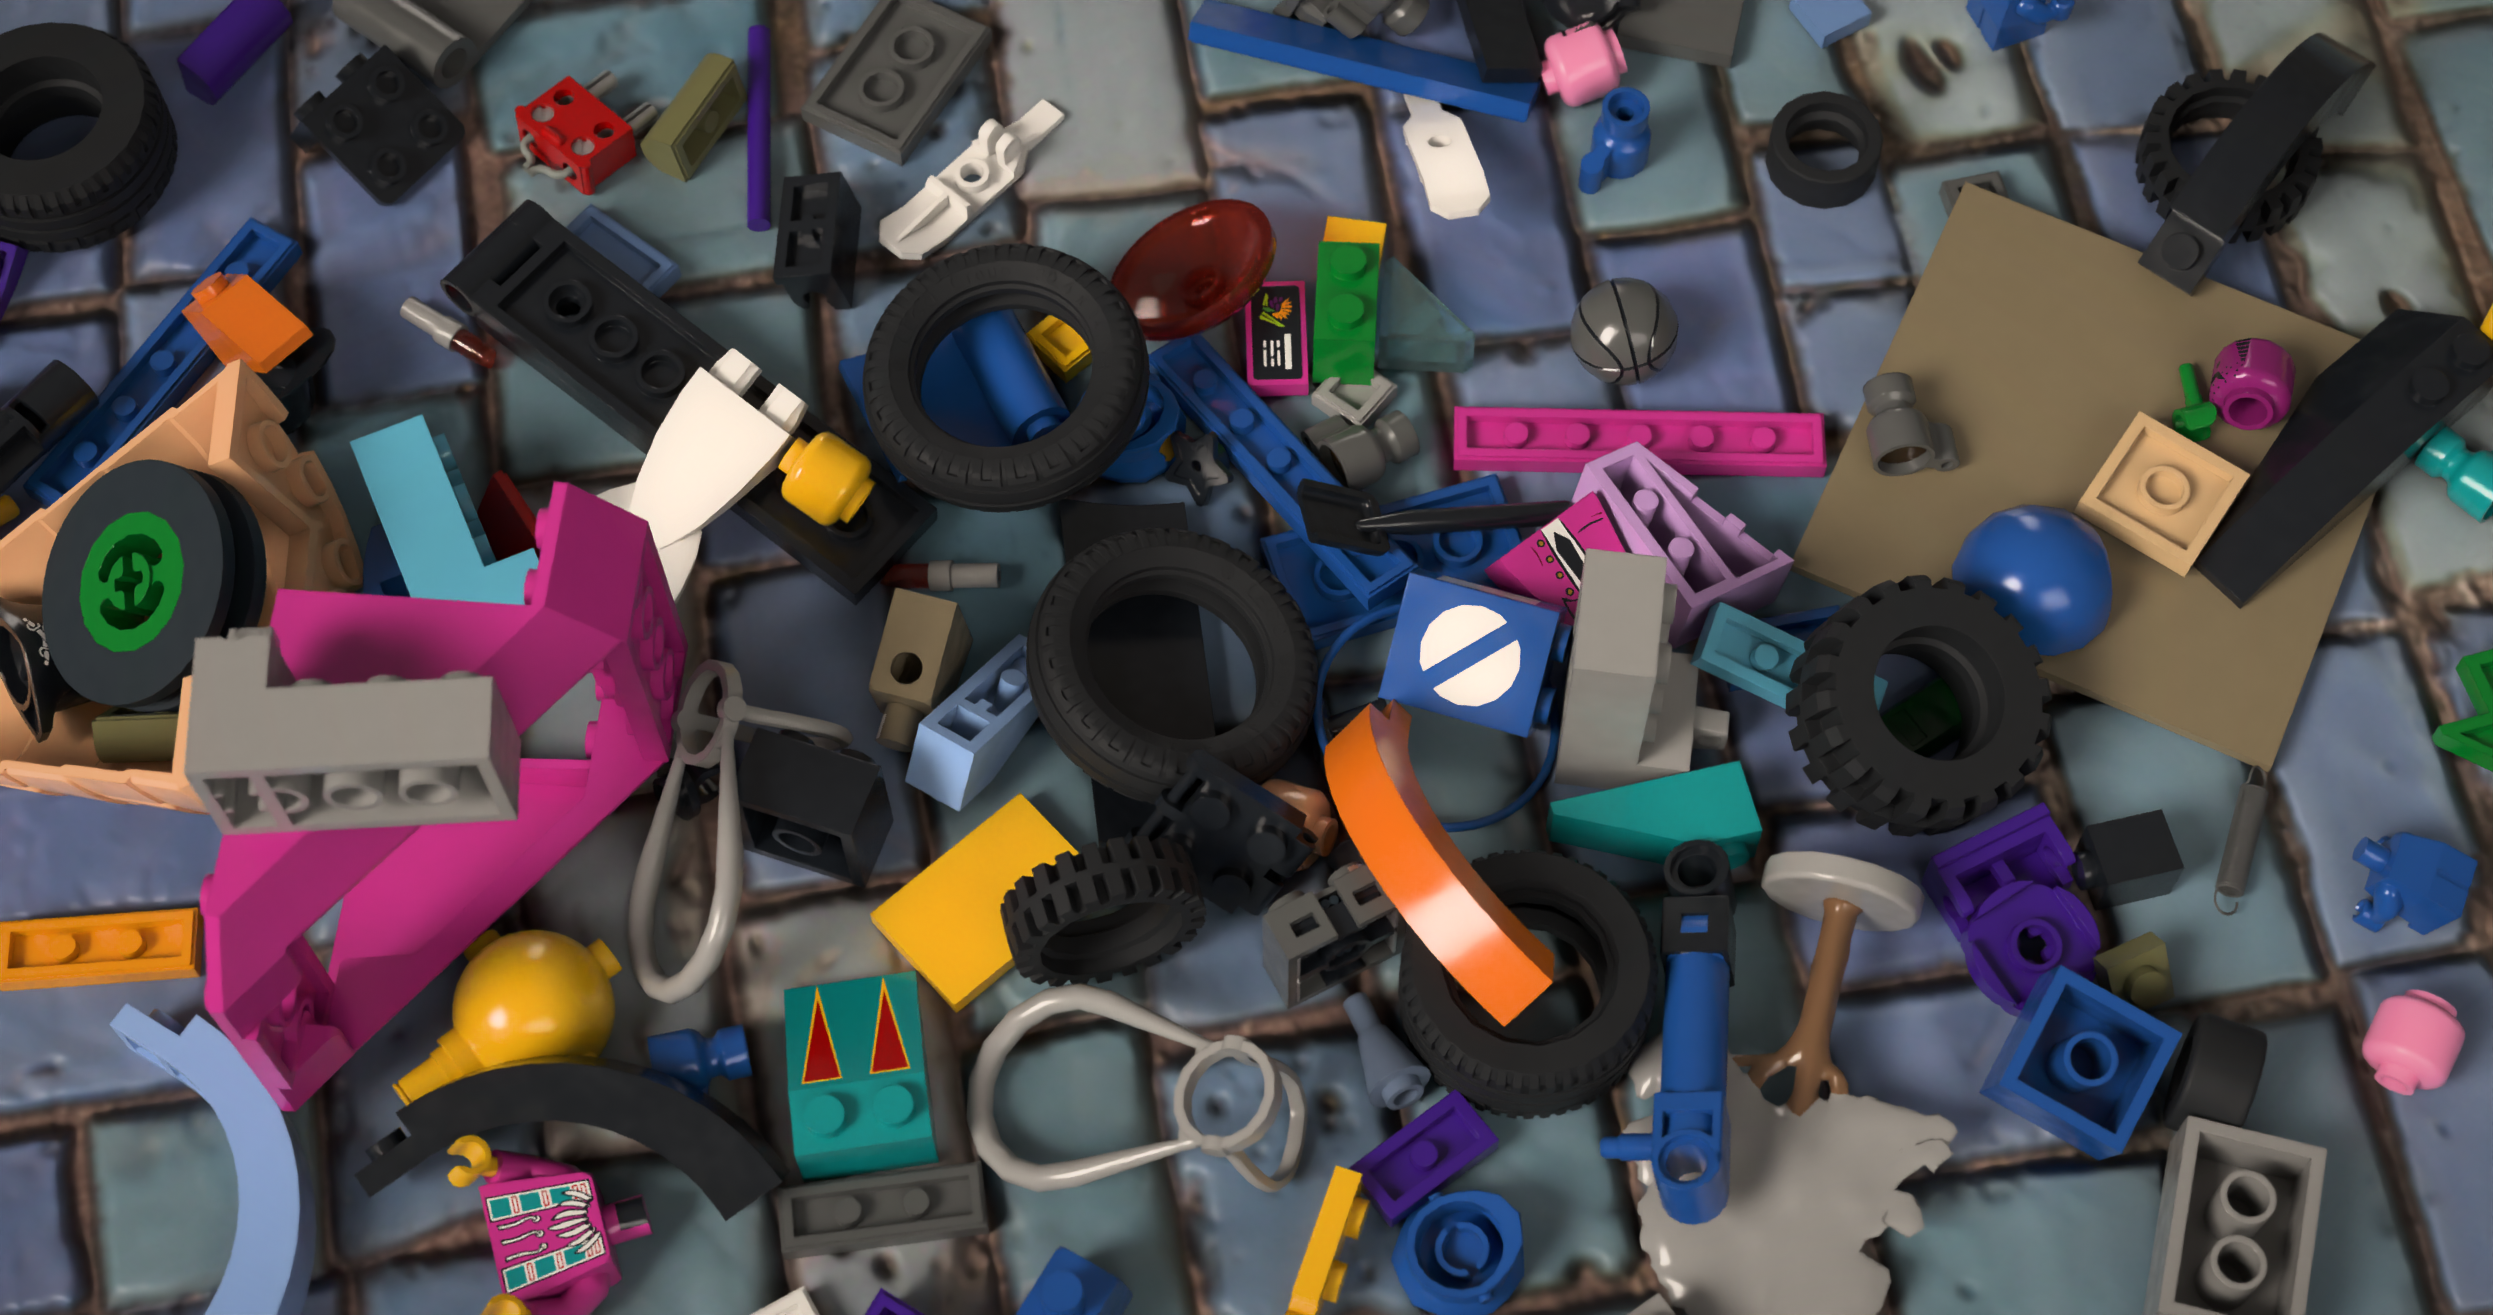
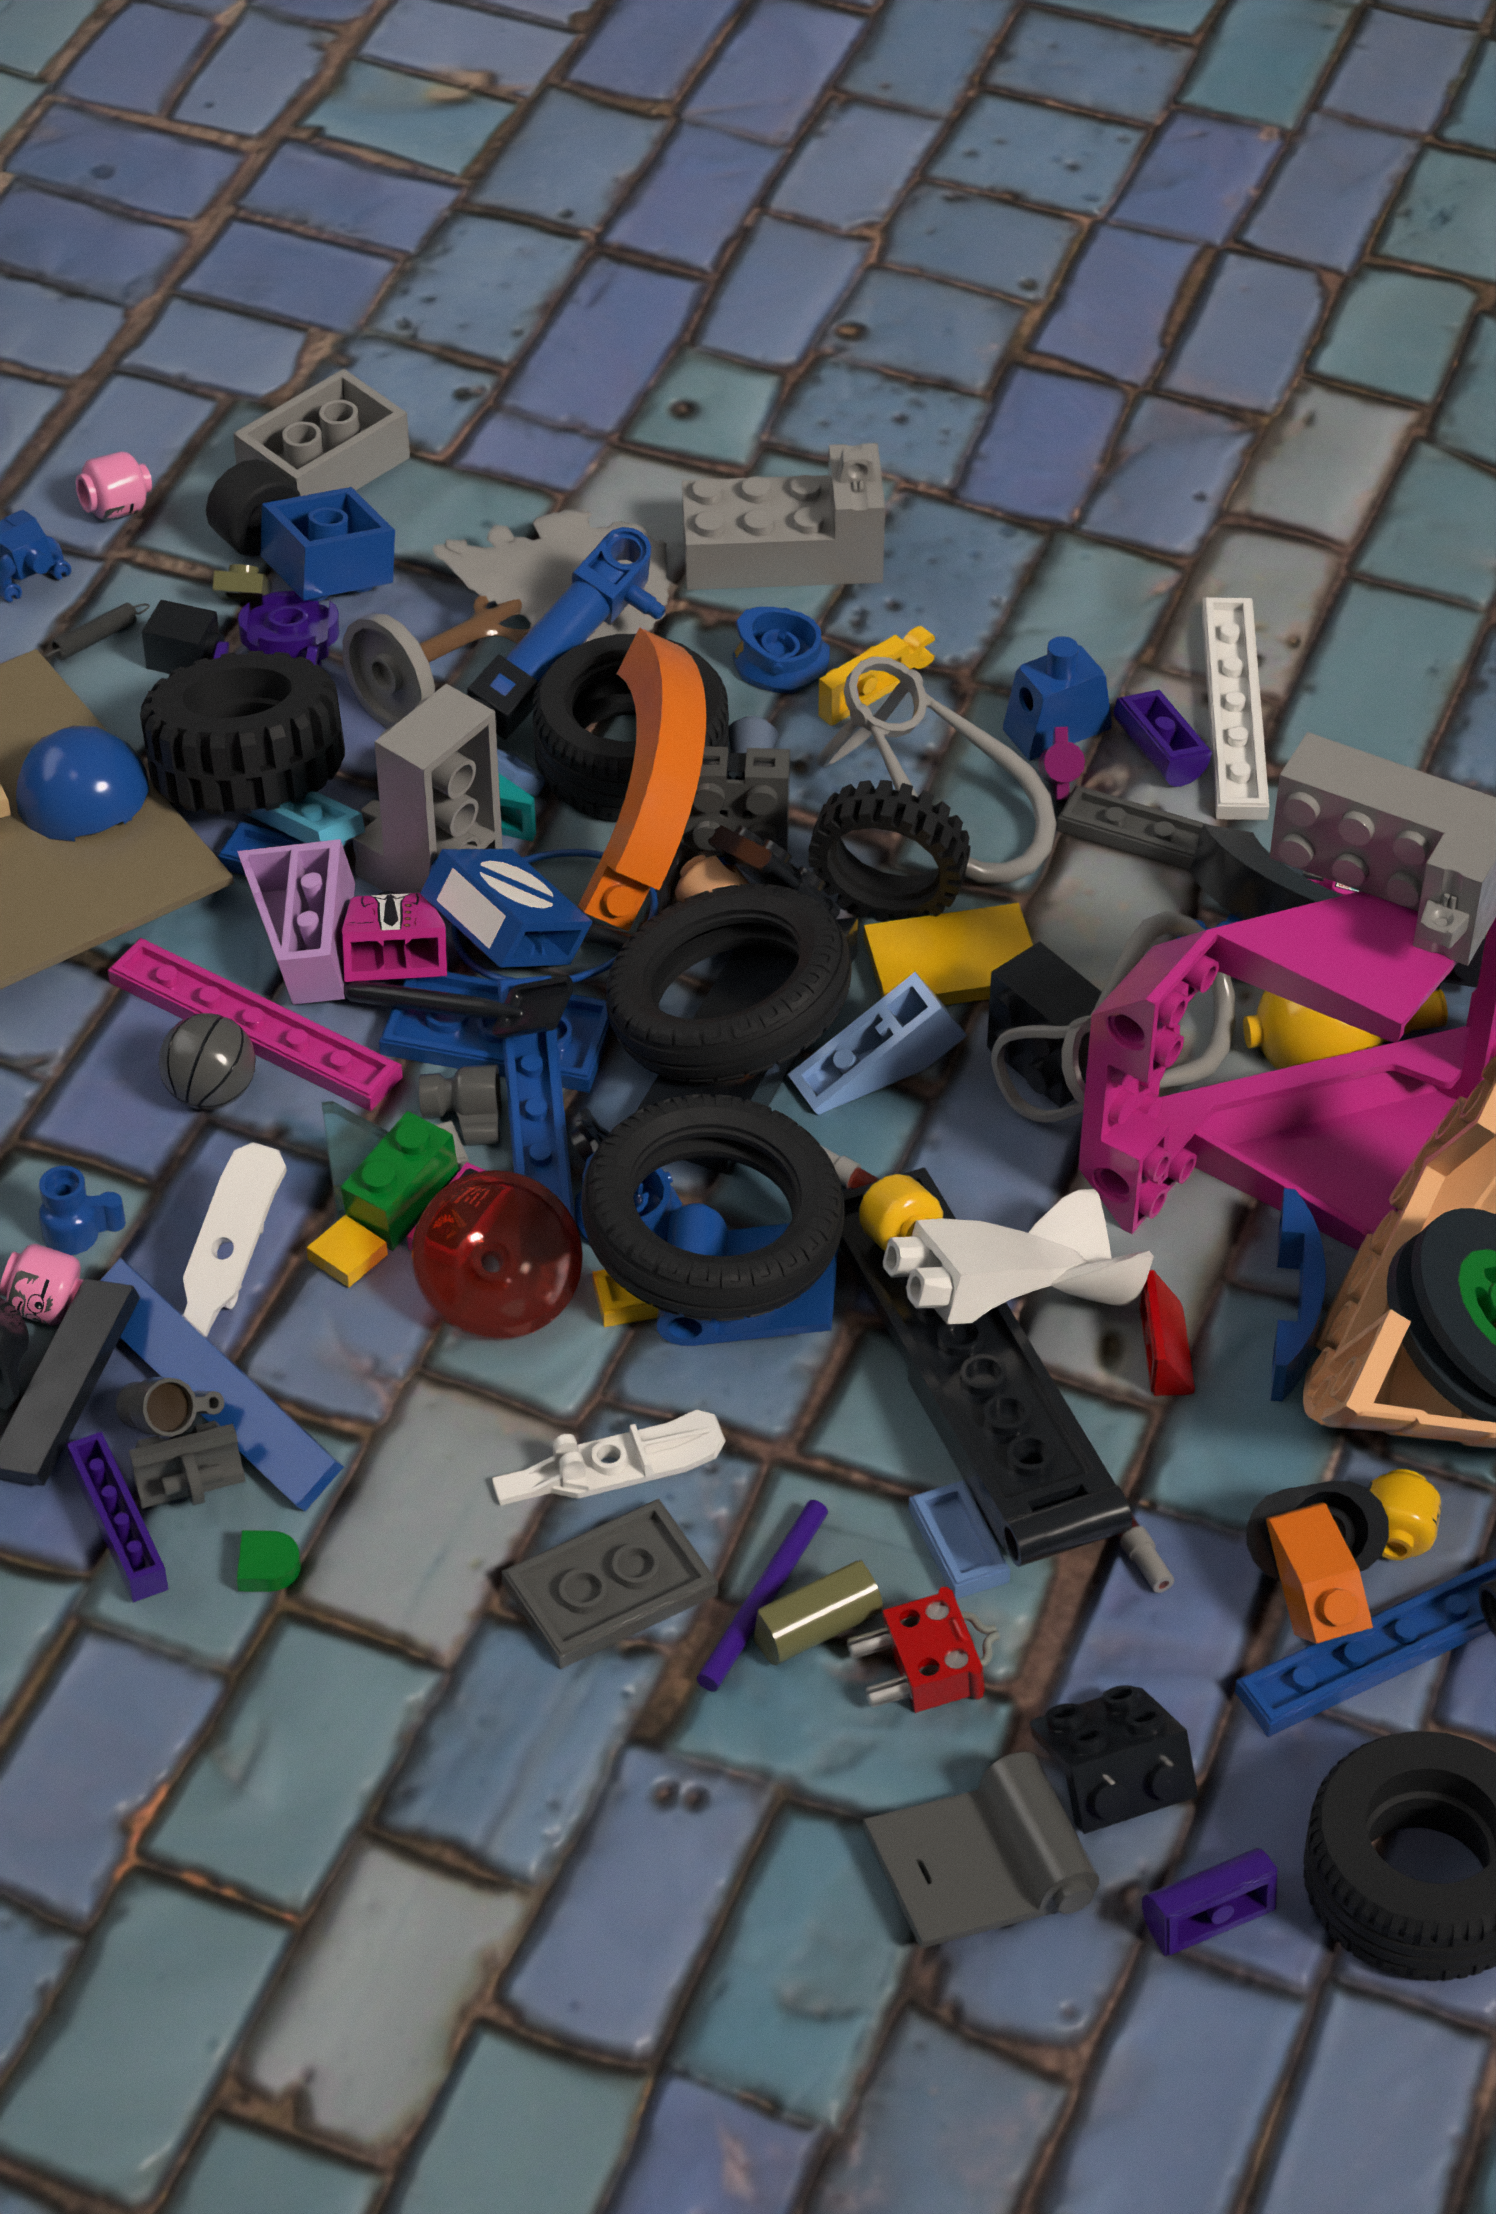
camera: 150 degrees left, 15 degrees down
(434, 519) = (1227, 1260): medium azure hinge -> none
(818, 239) = (779, 1443): black hinge -> none
(858, 1077) = (1109, 882): teal slope -> none
(916, 663) = (906, 1090): dark tan torso -> none
(1014, 1231) = (1061, 763): none -> magenta piece
(1424, 1157) = (773, 696): dark purple plate -> none
(1632, 868) = (519, 772): none -> medium blue tile
(1902, 436) = (79, 895): dark grey piece -> none

